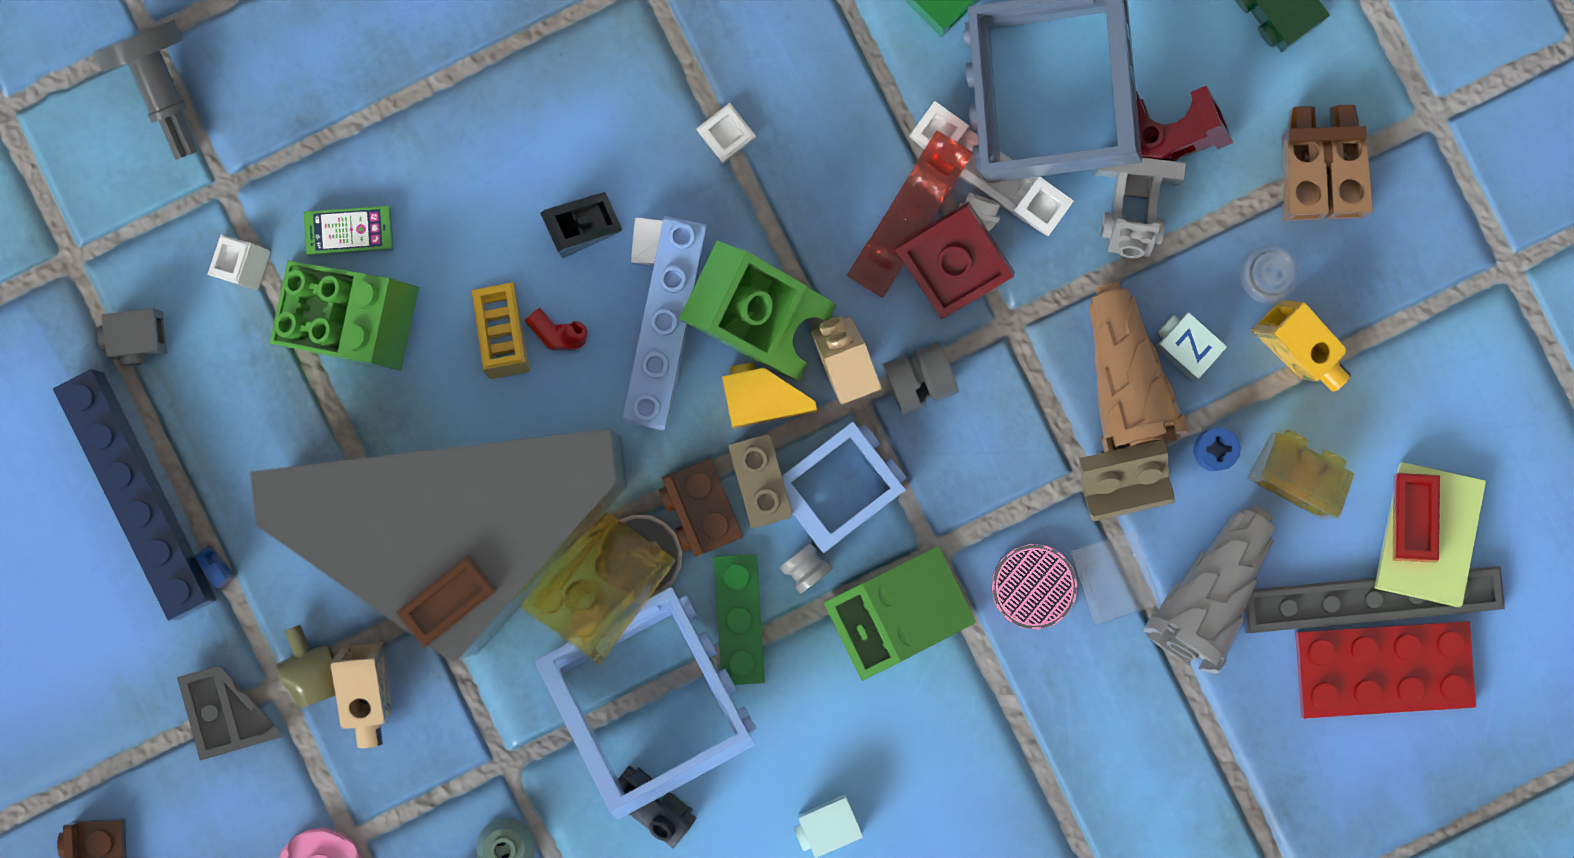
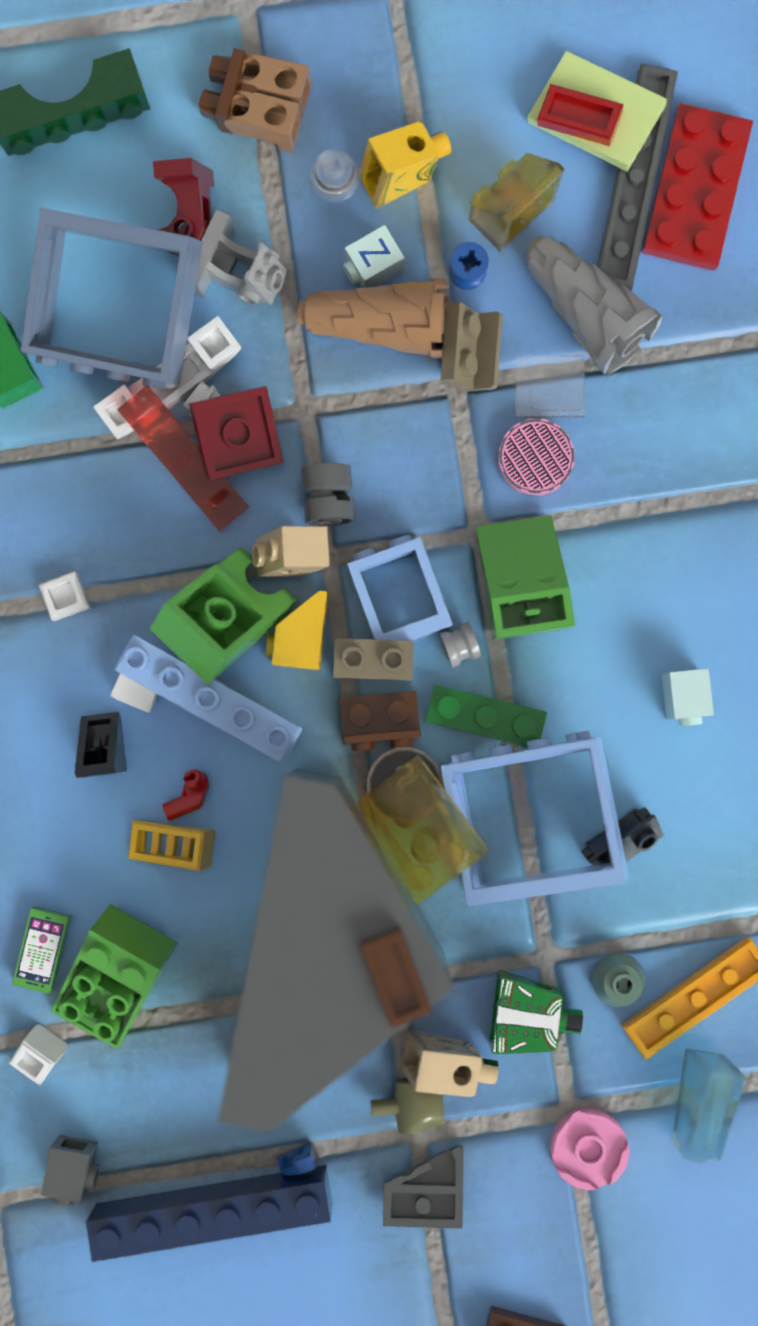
camera: 75 degrees left, 0 degrees up
(439, 763) = (529, 1016): none -> green torso

